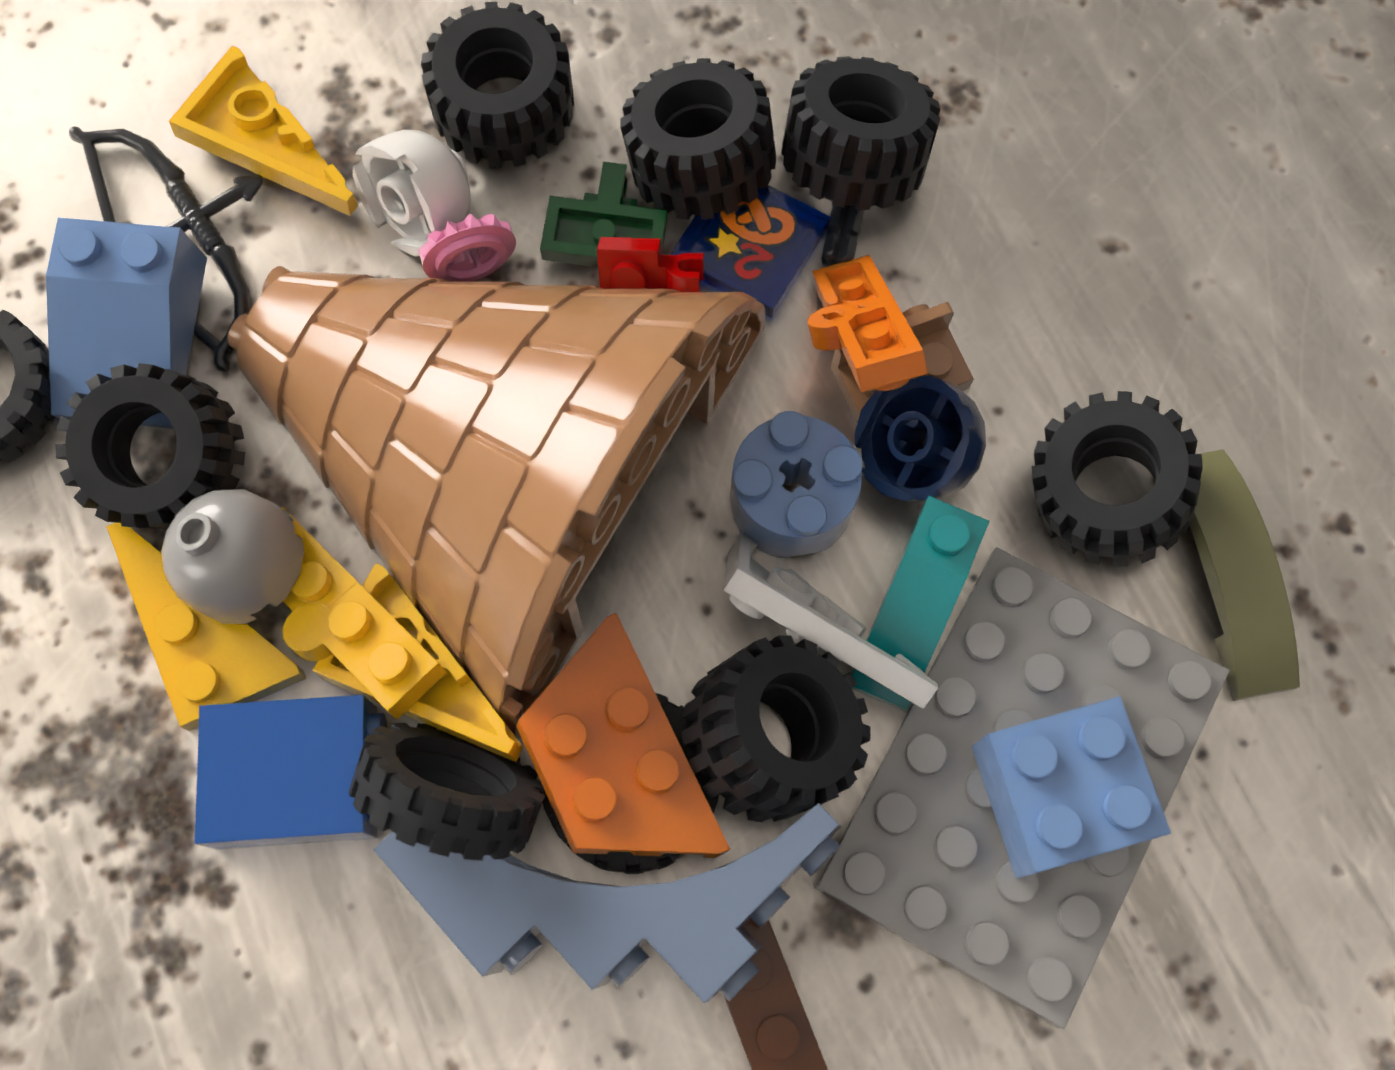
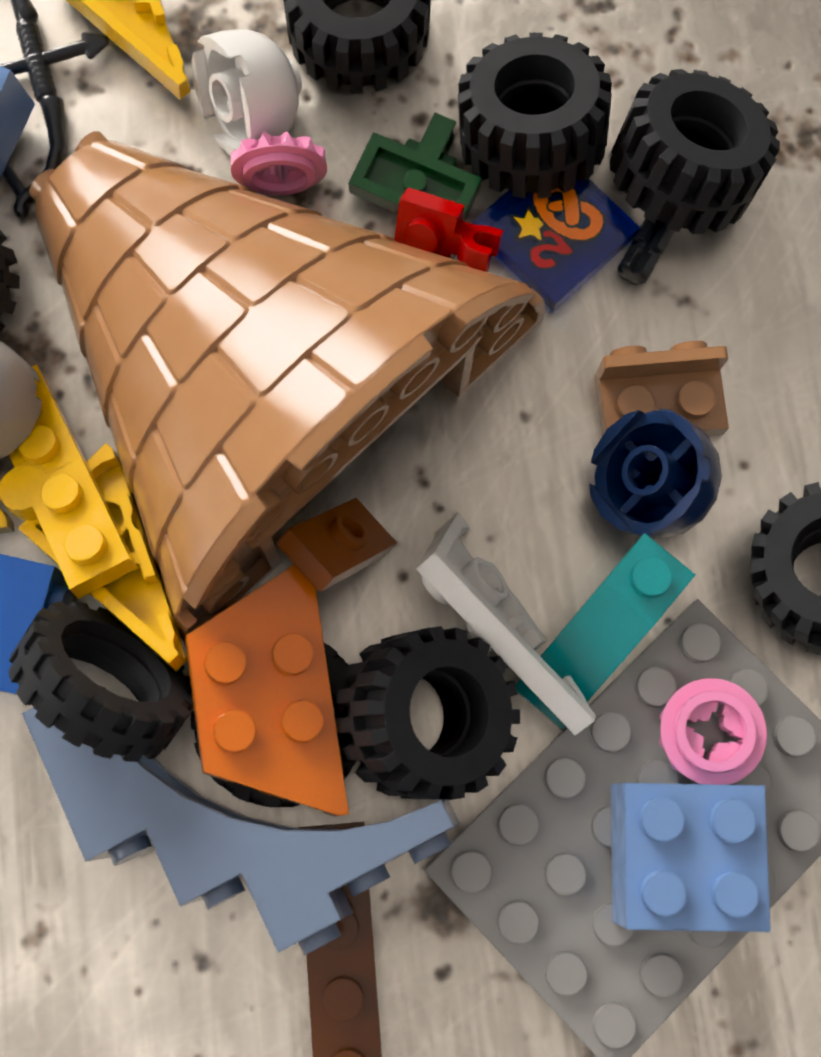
camera: 15 degrees right, 5 degrees up
(635, 593) = (336, 544): none -> dark orange plate
(800, 452) = (526, 449): medium blue brick -> none
(866, 325) = (634, 349): orange hinge -> none
(1072, 645) = (737, 715): none -> bright pink gear

